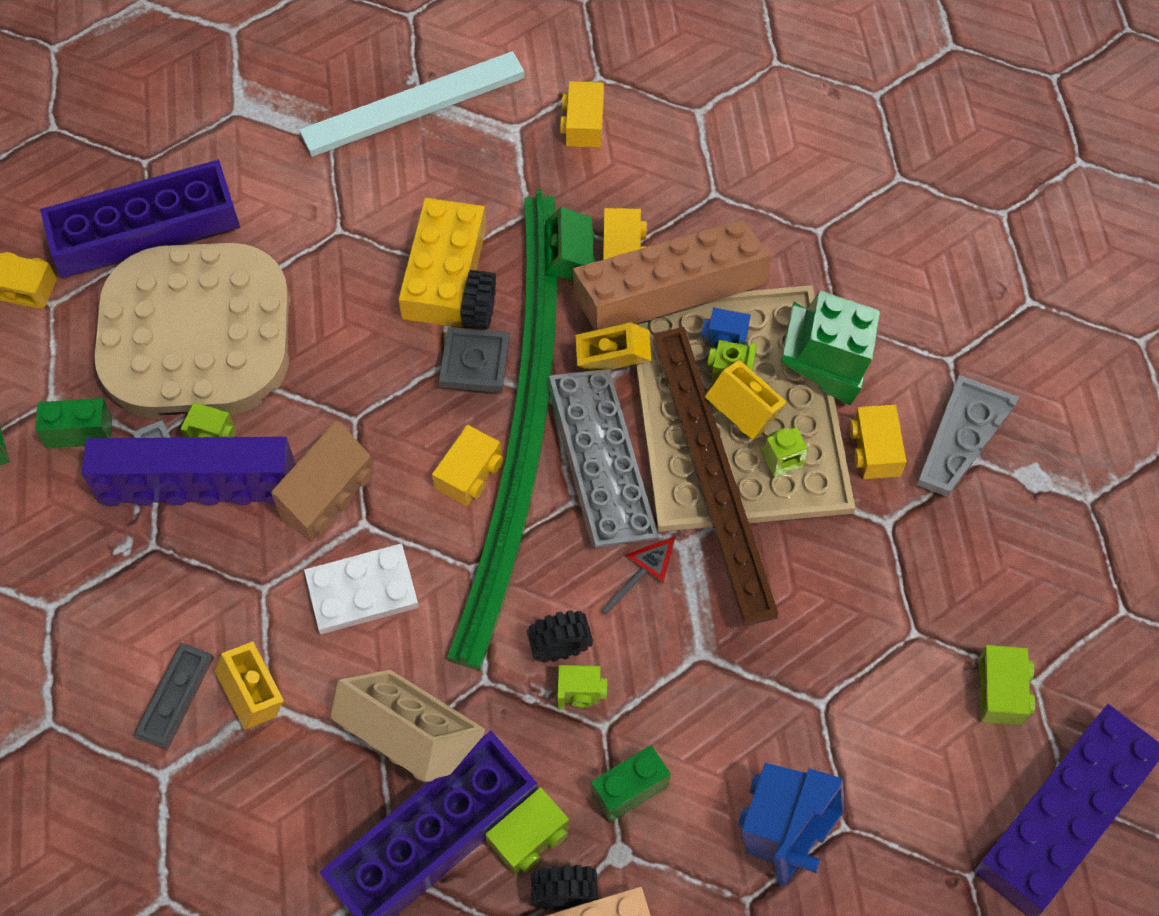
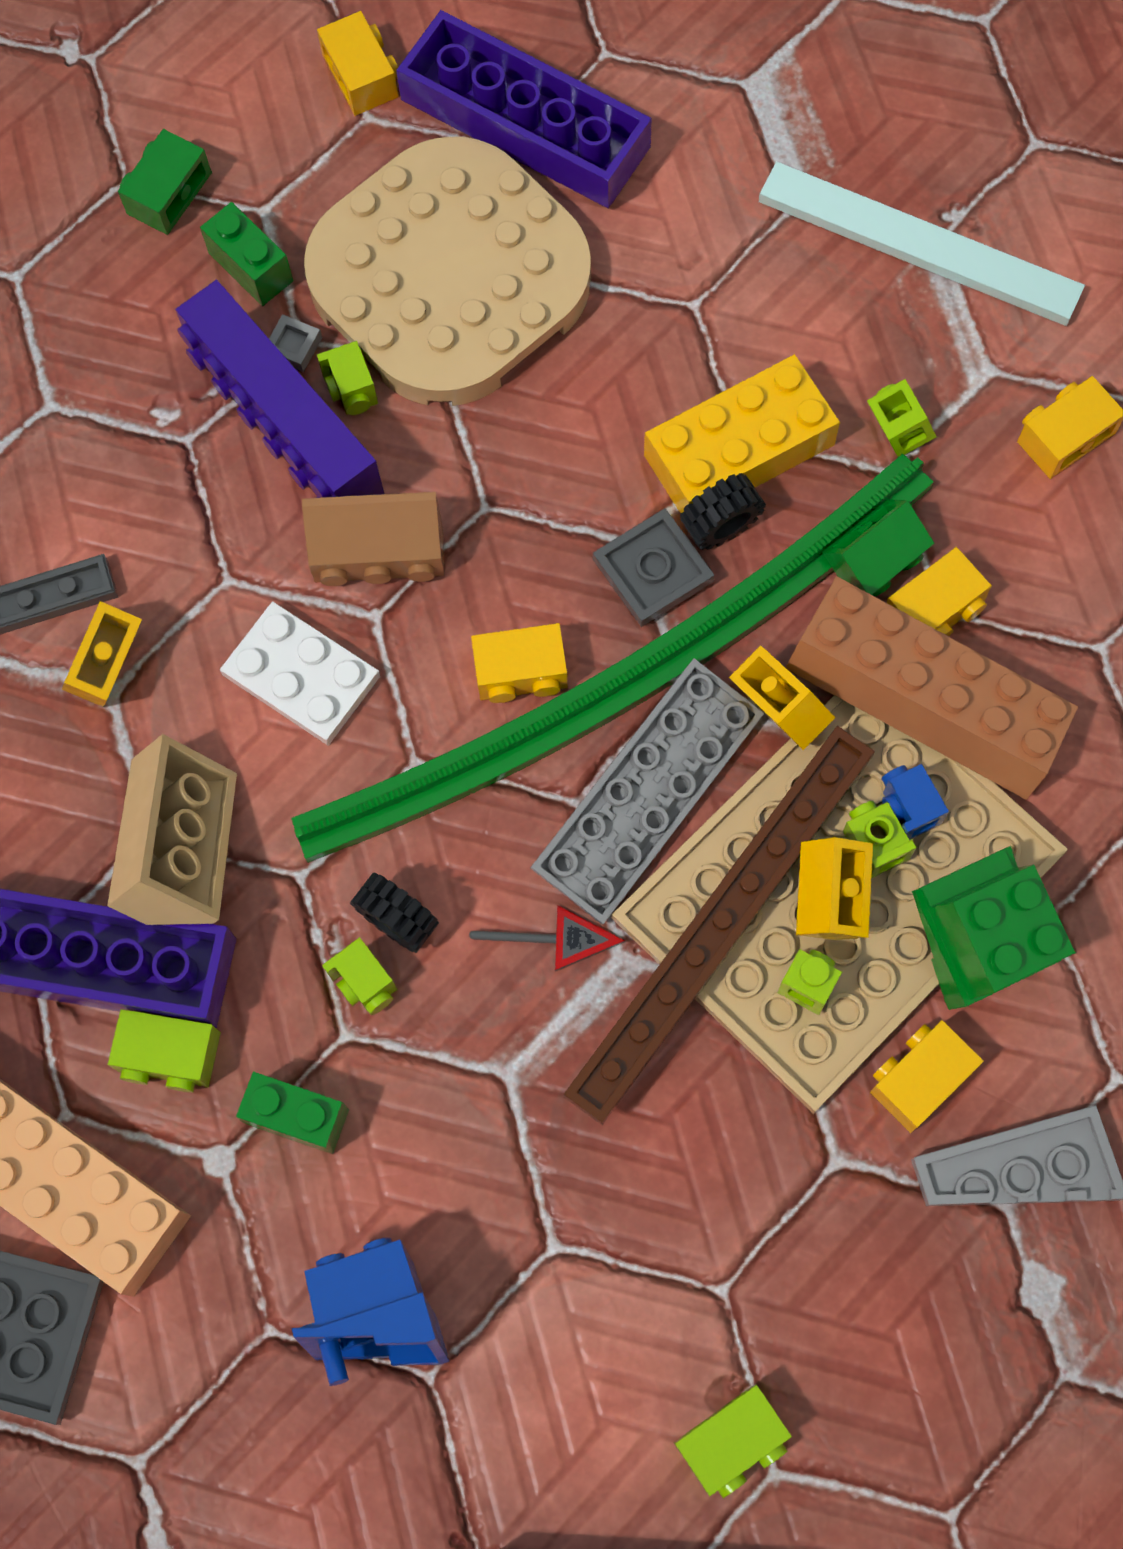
camera: 55 degrees right, 10 degrees up
(499, 173) = (901, 417): none -> lime brick
(563, 886) = (126, 1133): black tyre -> none

